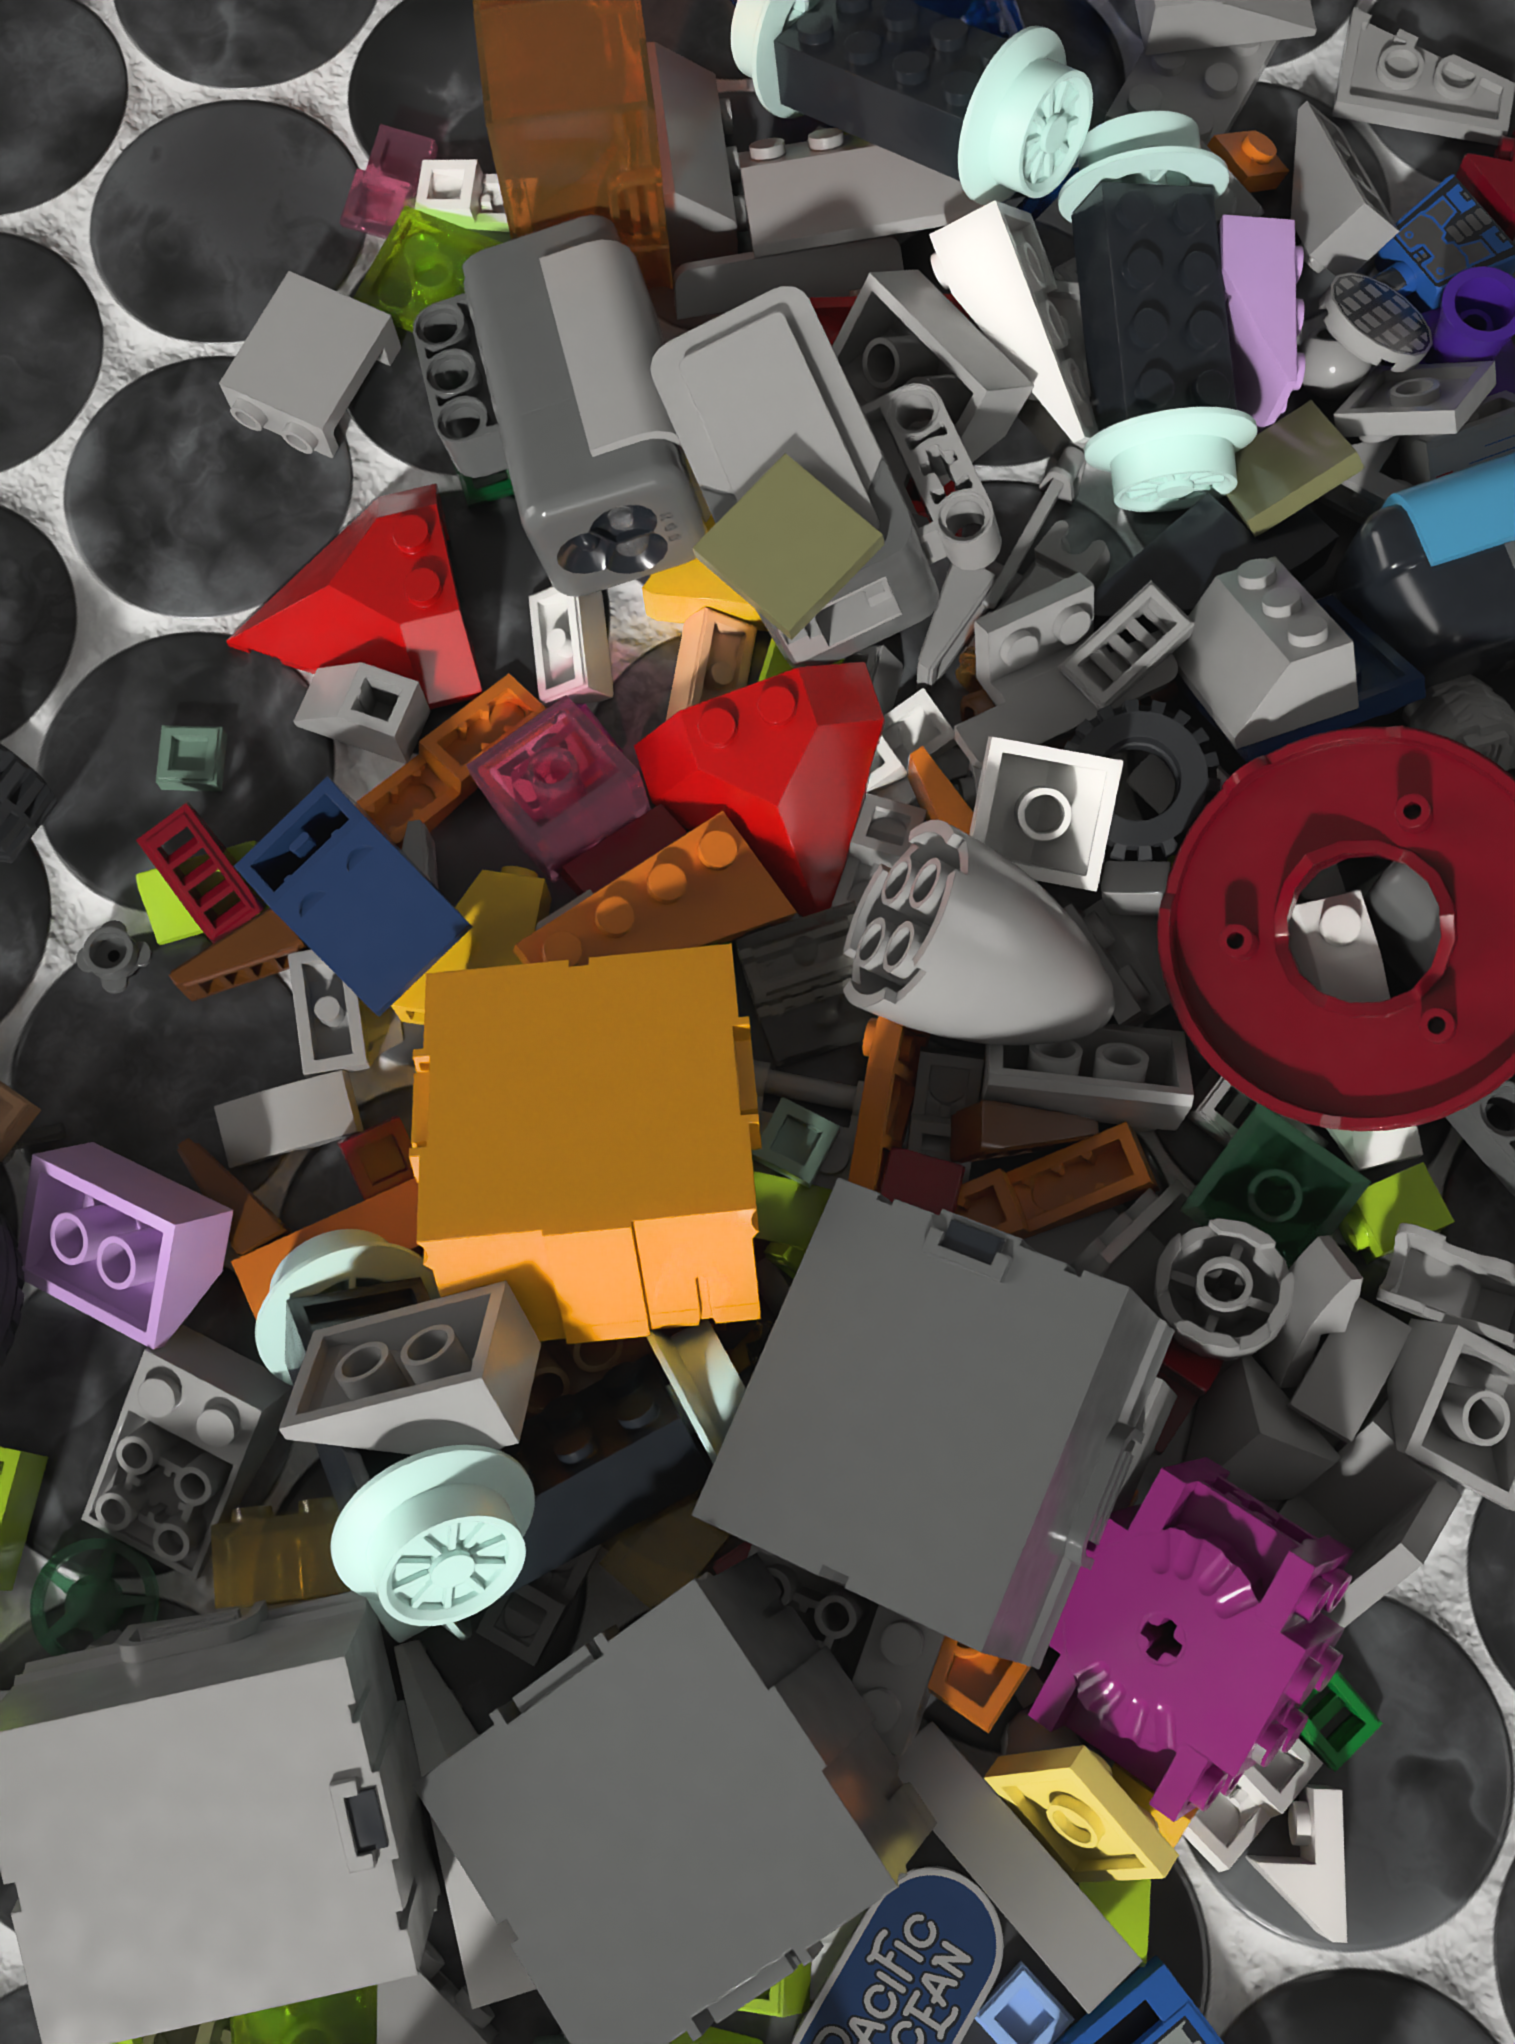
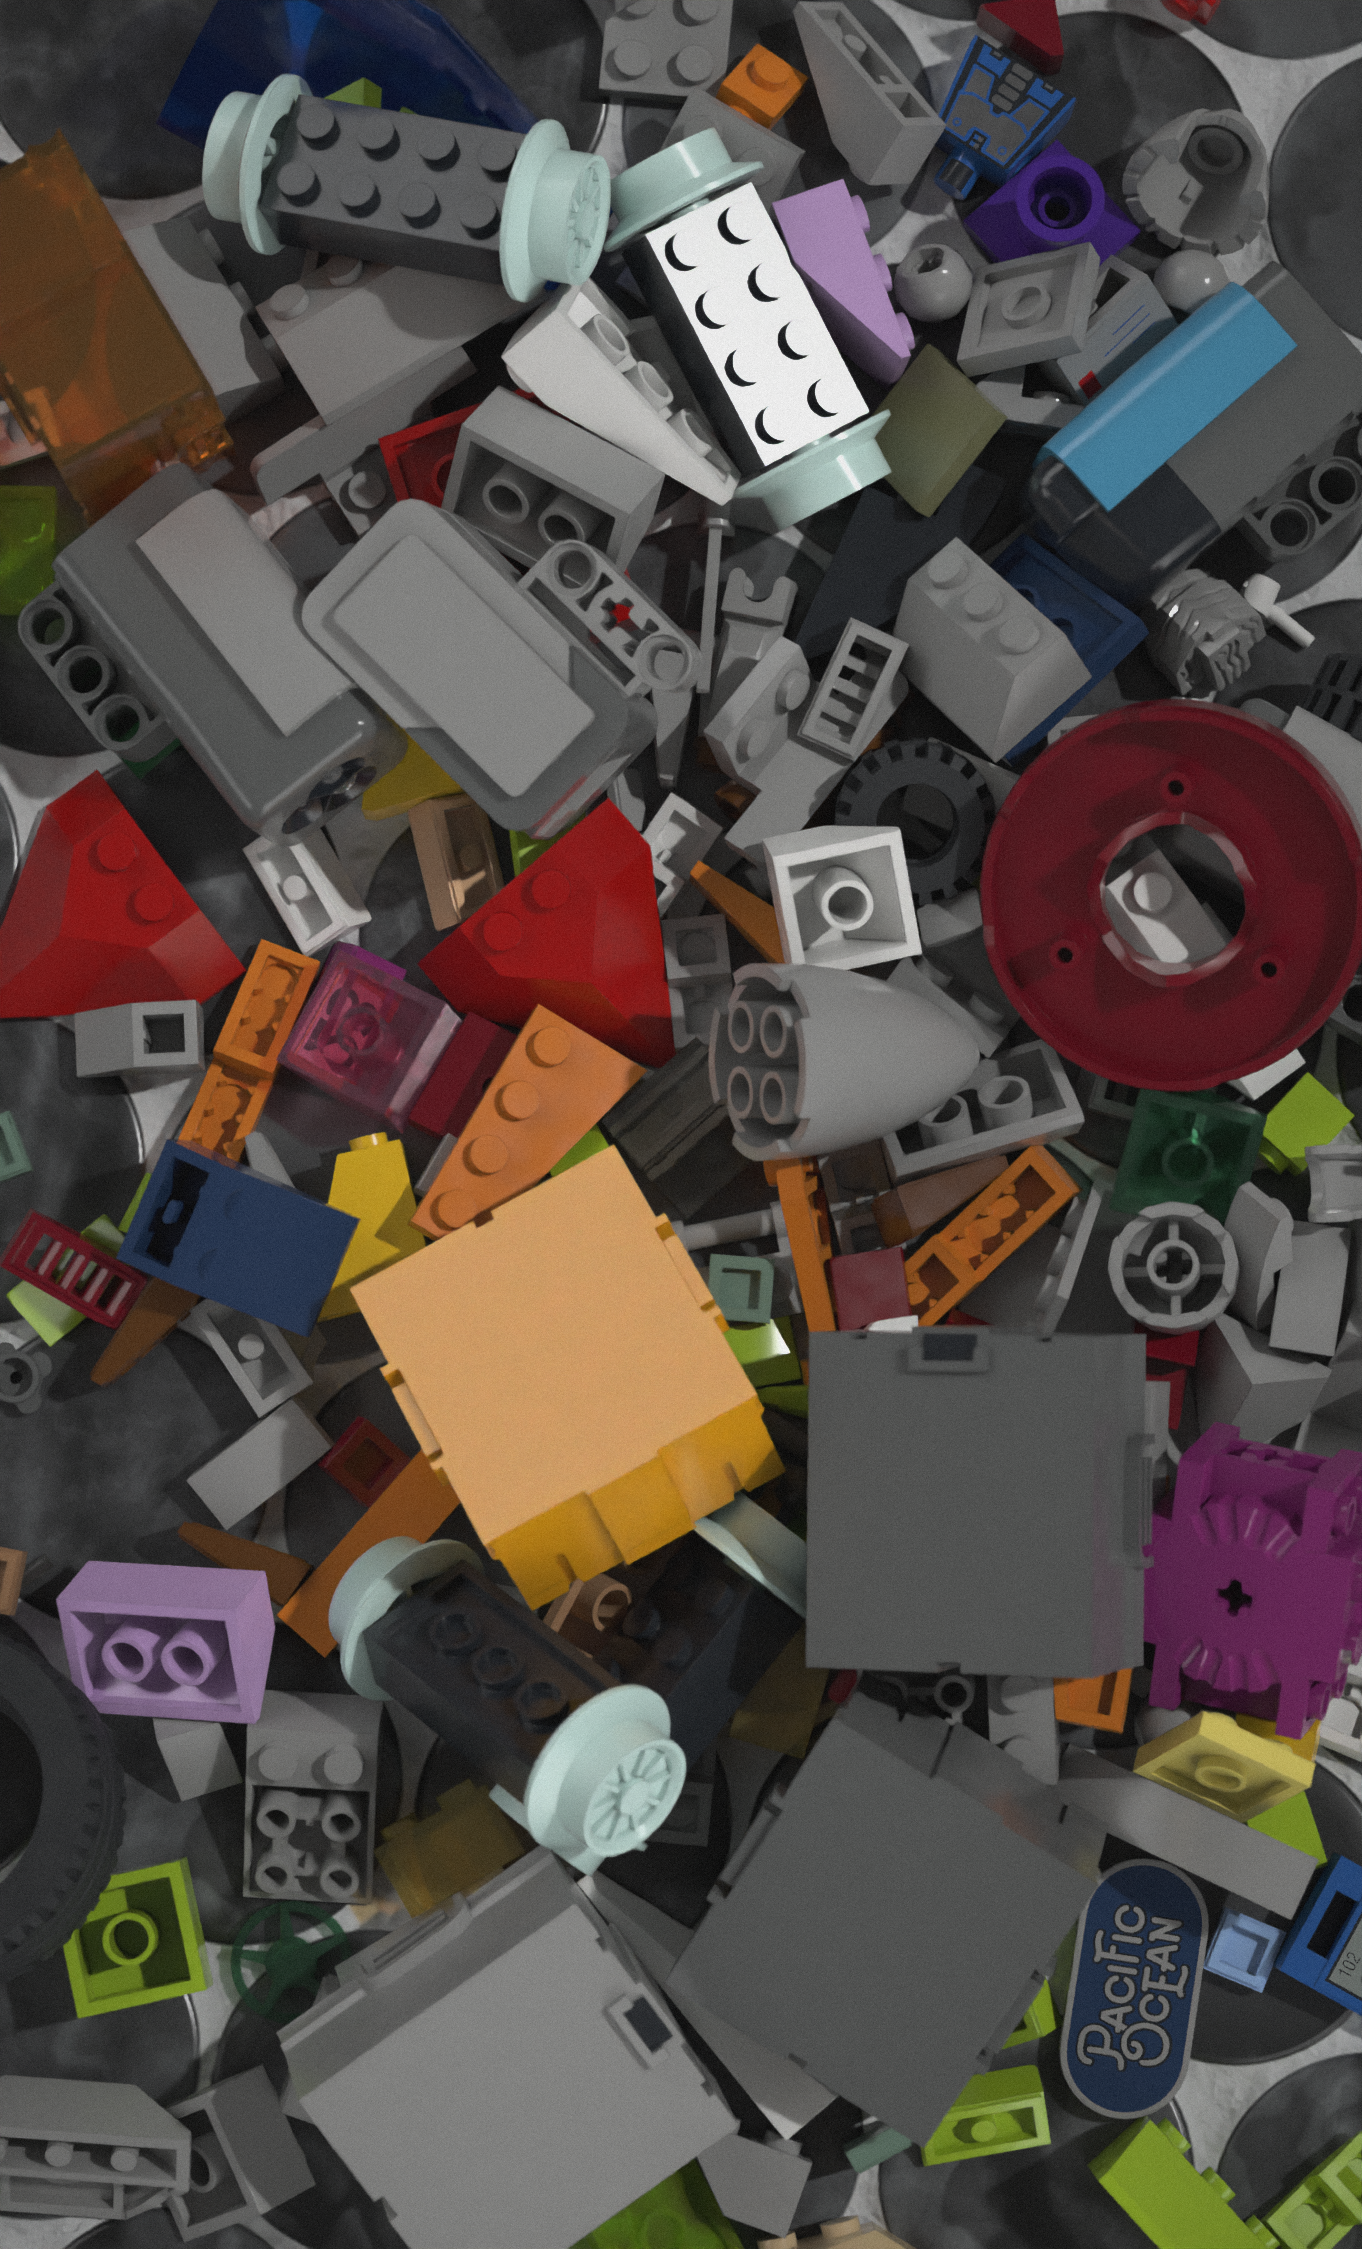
camera: 30 degrees left, 10 degrees up
(98, 1361) = (198, 1755): none -> light grey slope
(419, 1376) = (525, 1652): light grey slope -> none
(788, 546) = (521, 769): olive tile -> none
(1375, 322) = (960, 238): light grey tile -> none

